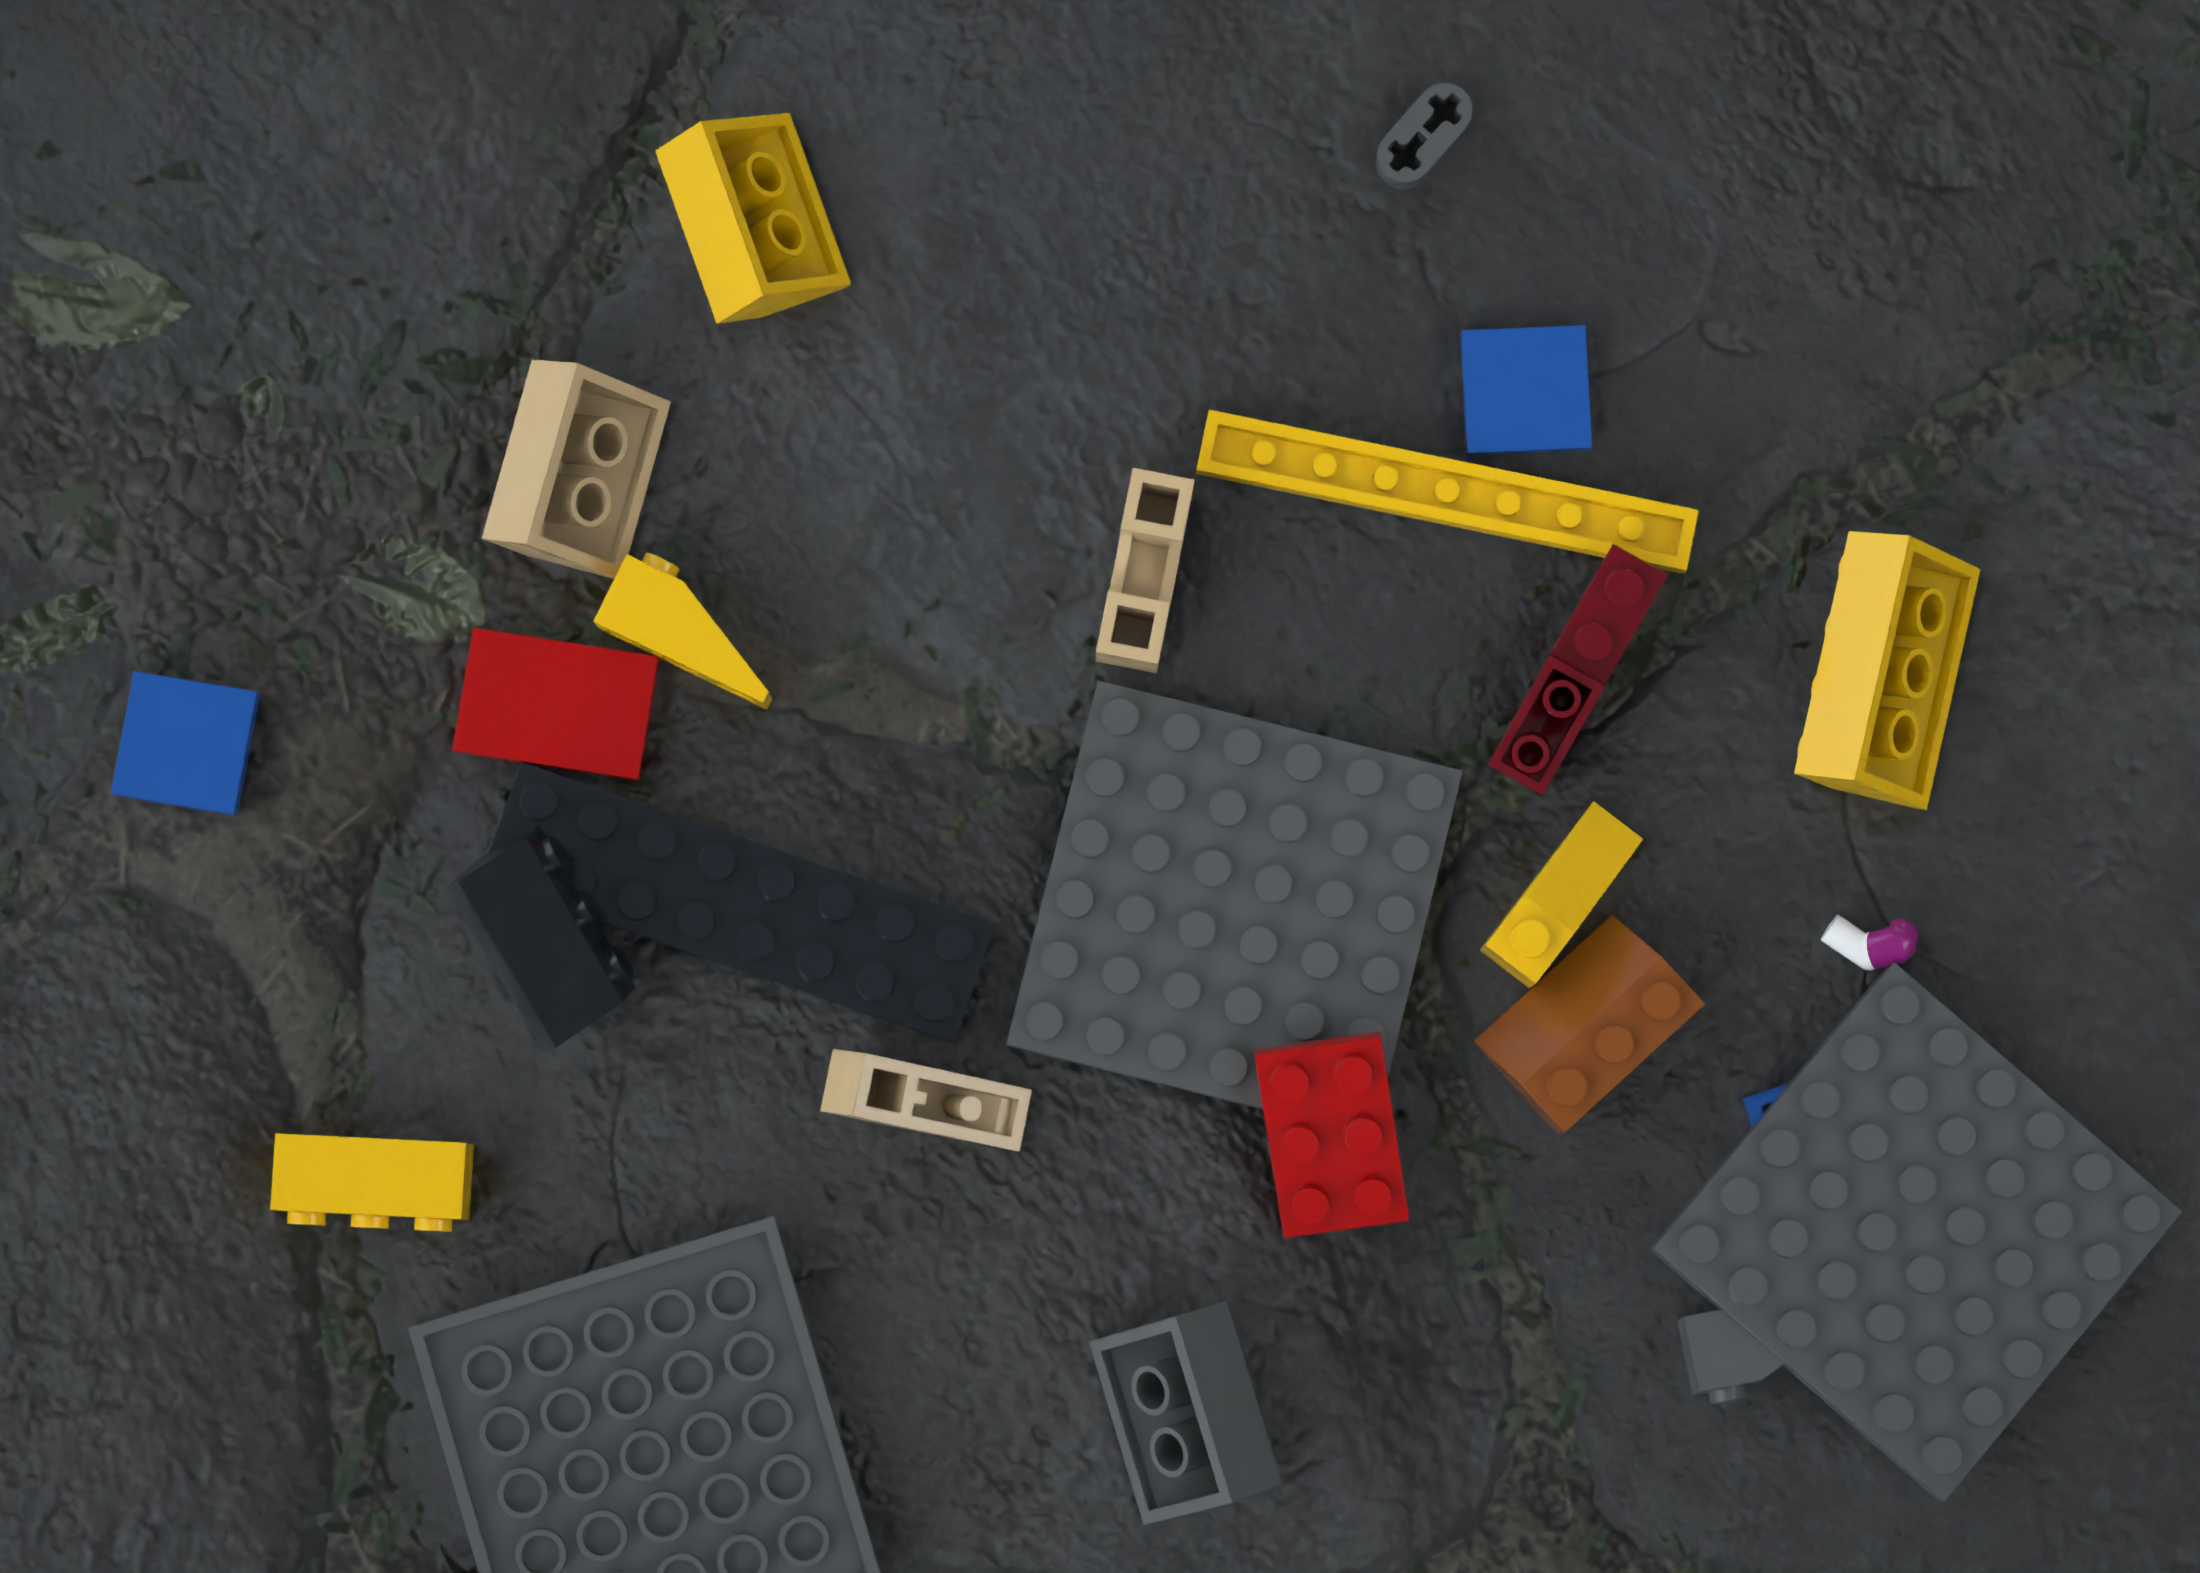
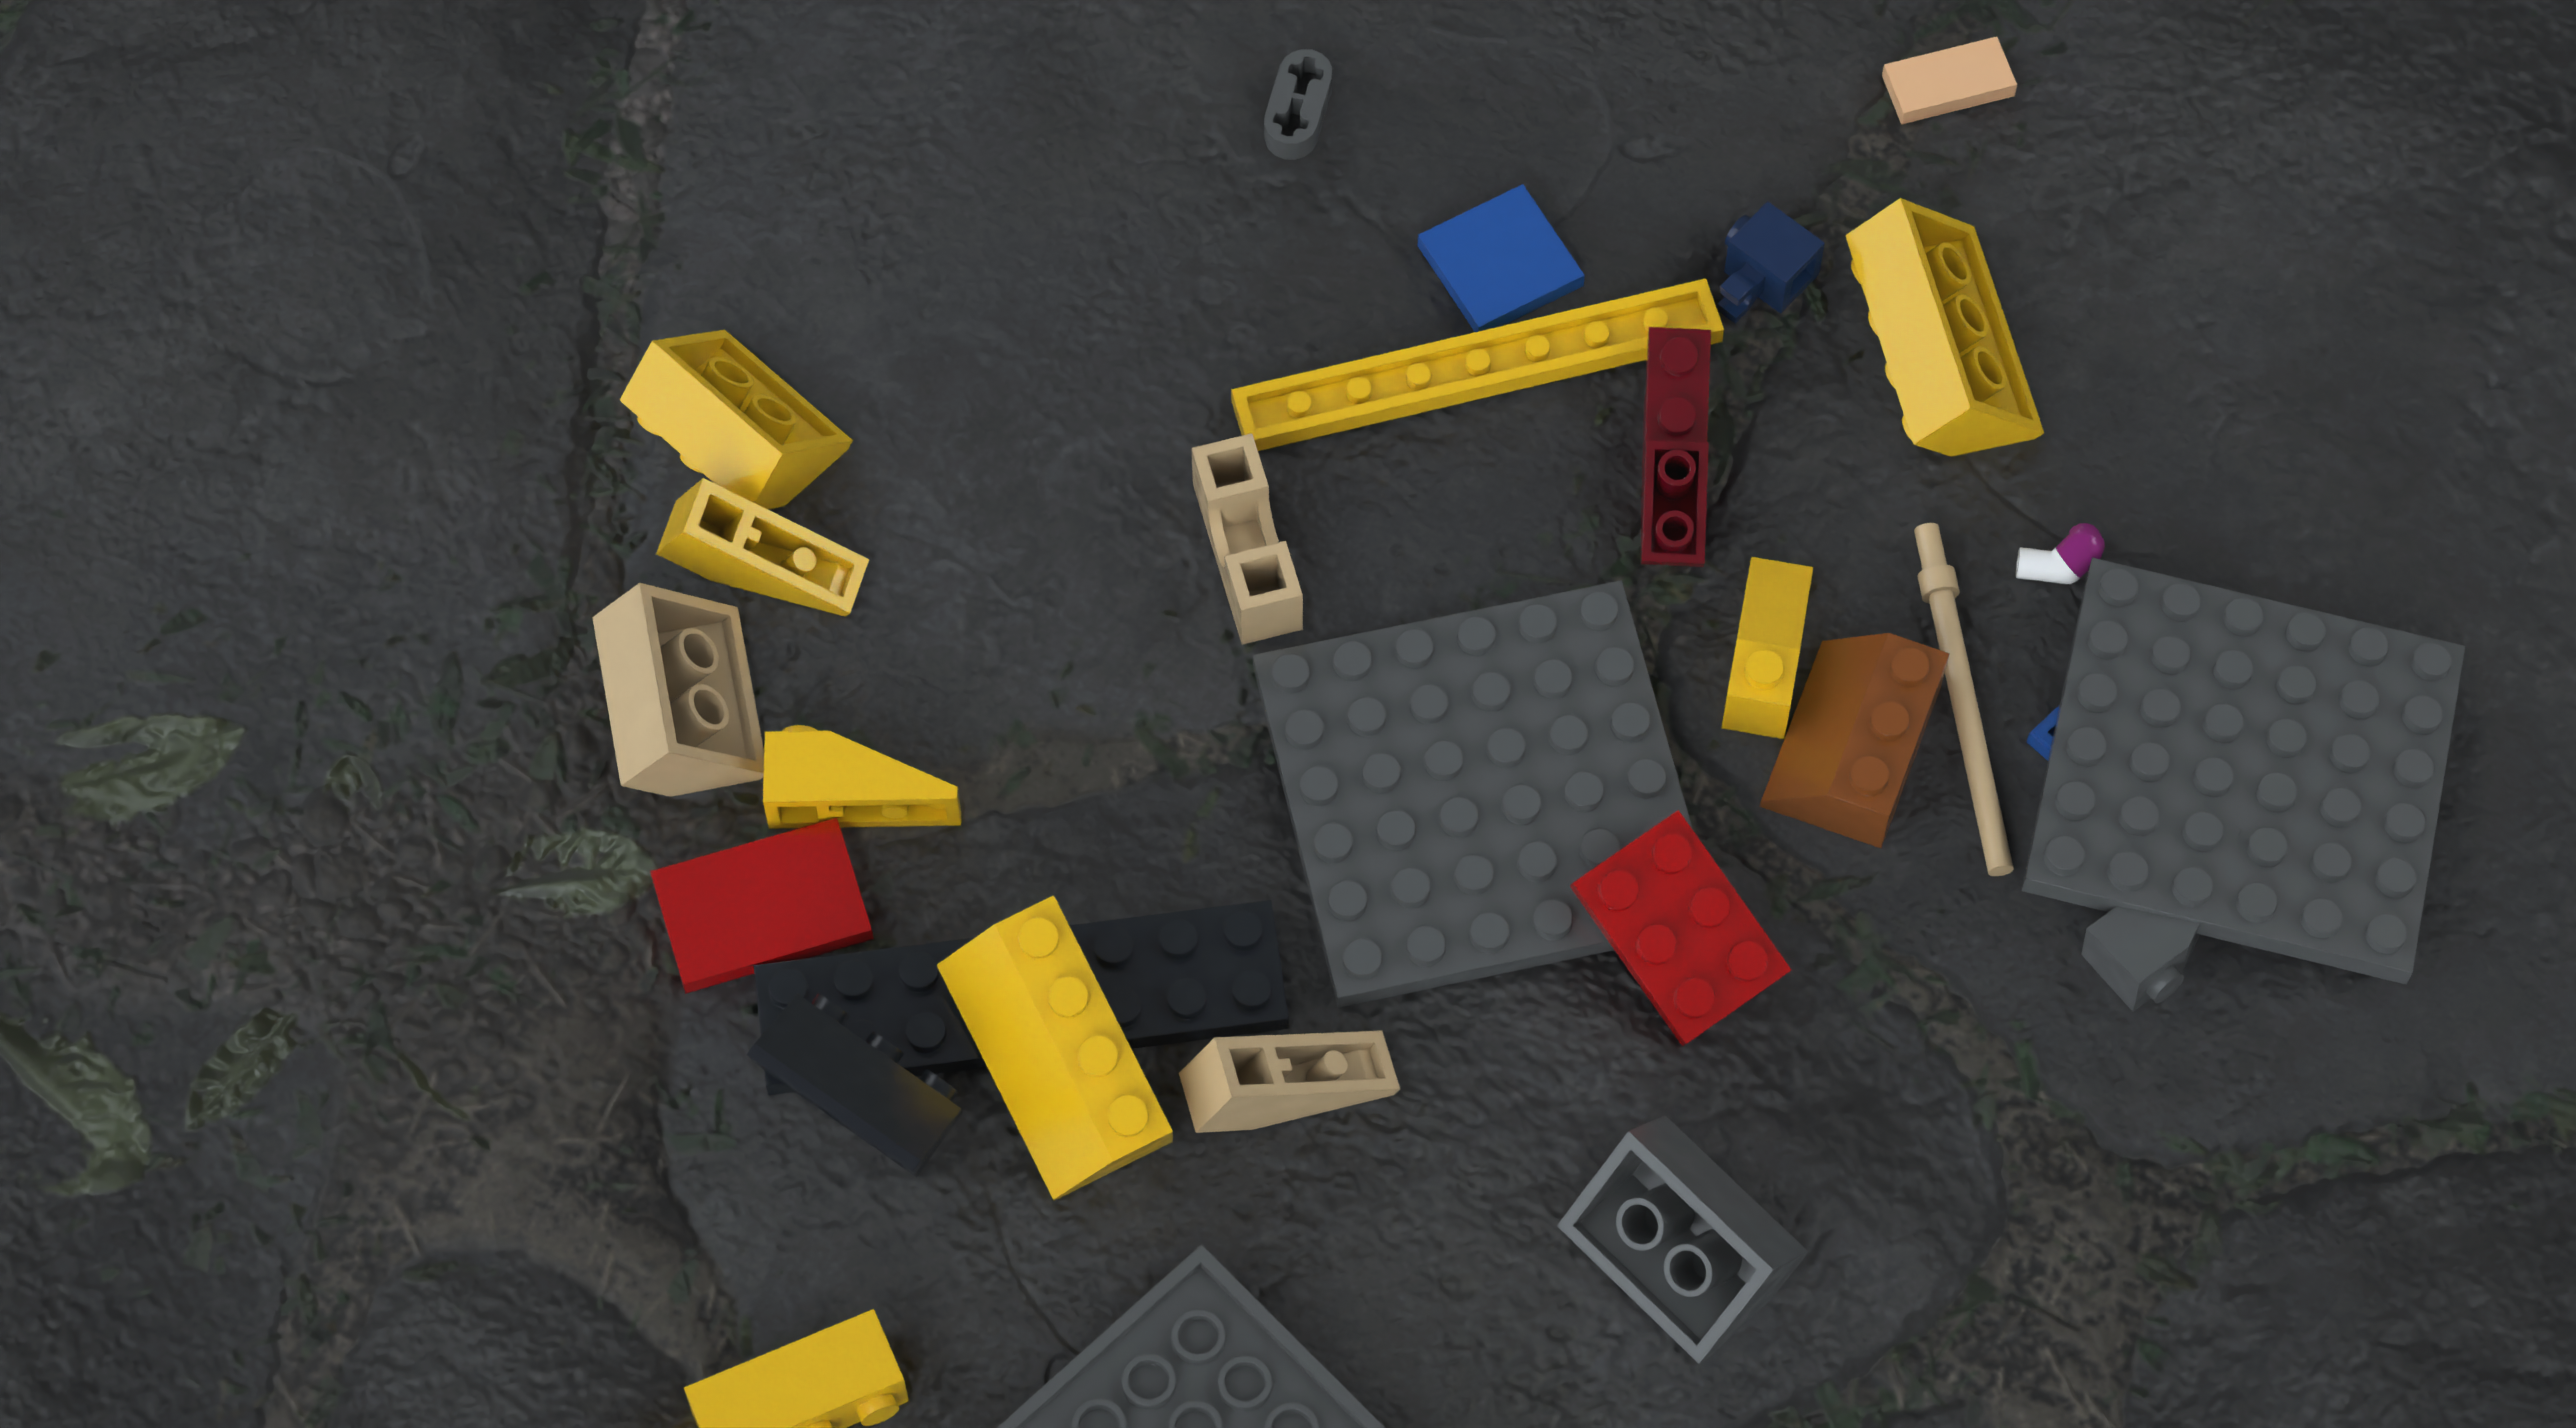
camera: 25 degrees left, 20 degrees down
(185, 743) = (422, 1100): blue tile -> none
(713, 365) = (759, 551): none -> yellow slope
(735, 982) = (1055, 1048): none -> yellow slope
(1744, 916) = (1939, 589): none -> tan bar
(1768, 518) = (1768, 260): none -> dark blue brick
(2041, 408) = (1949, 80): none -> light nougat tile

